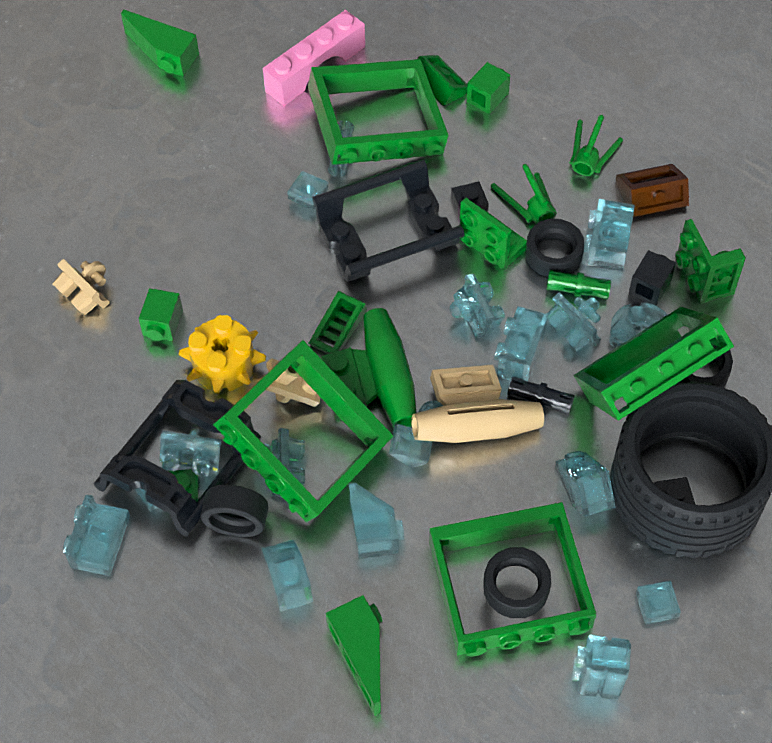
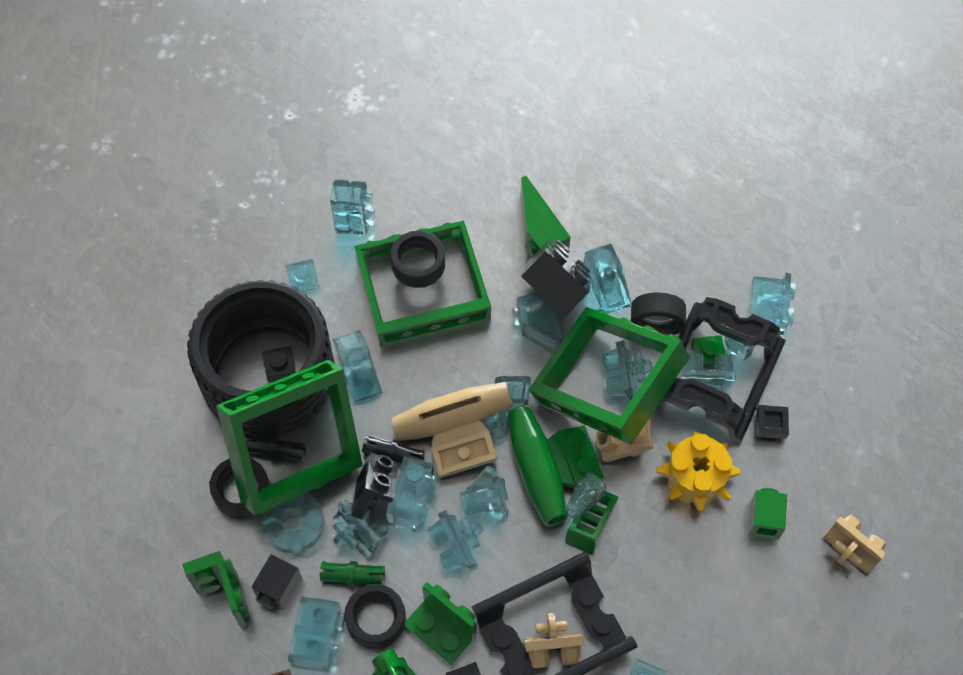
camera: 175 degrees right, 5 degrees up
(131, 404) = (772, 421): none -> black plate
(342, 330) = (585, 495): none -> clear light blue cone
(342, 513) = (557, 276): none -> black piece
(388, 218) = (568, 643): none -> tan hips
(444, 339) = (486, 496): none -> clear light blue rock
(559, 342) = (374, 481): none -> black bracket

